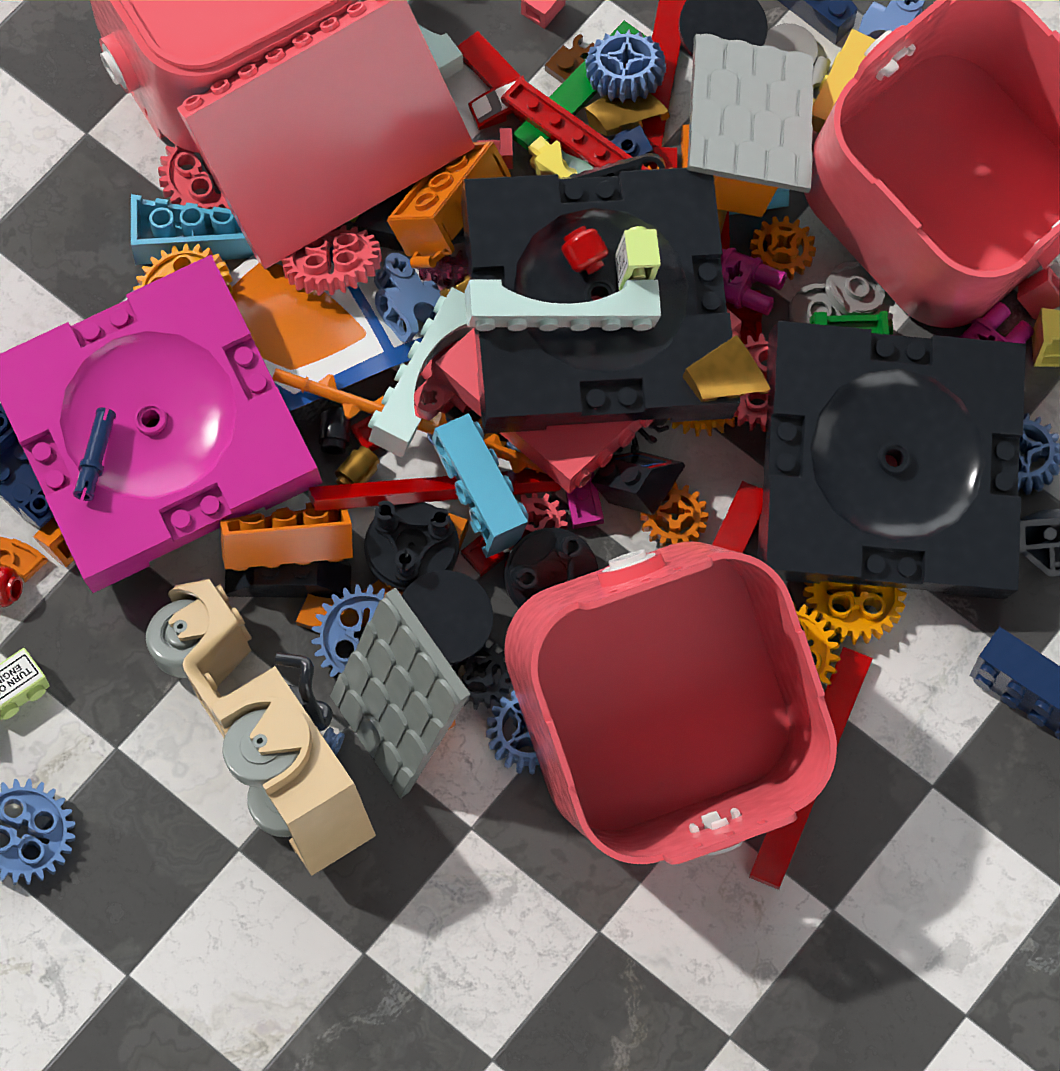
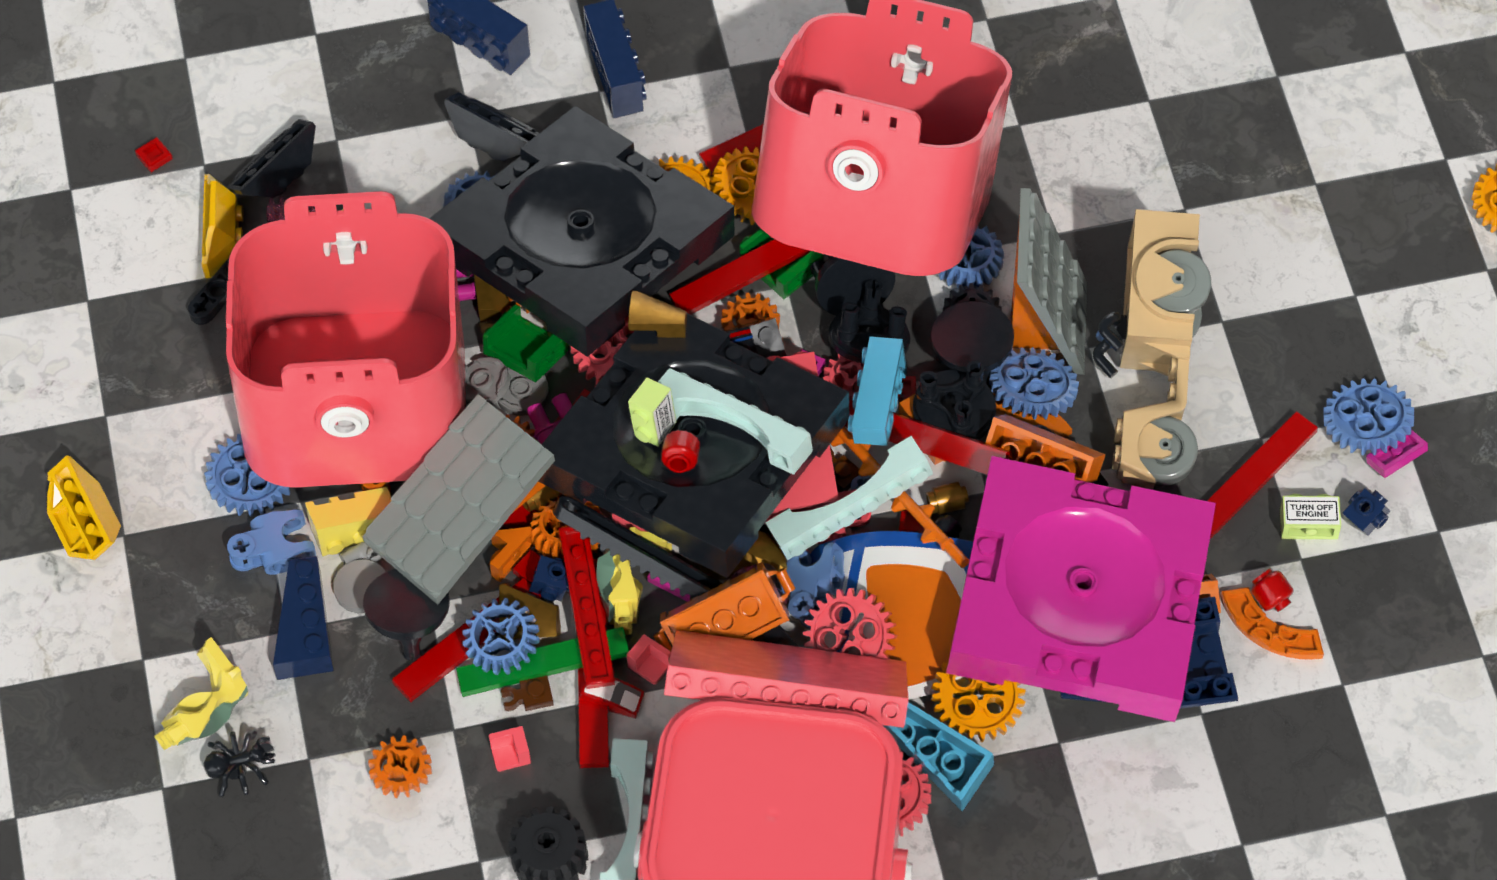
camera: 140 degrees left, 10 degrees down
(91, 465) = (1154, 564): dark blue pin -> none
(95, 700) = (1260, 468): none -> red tile

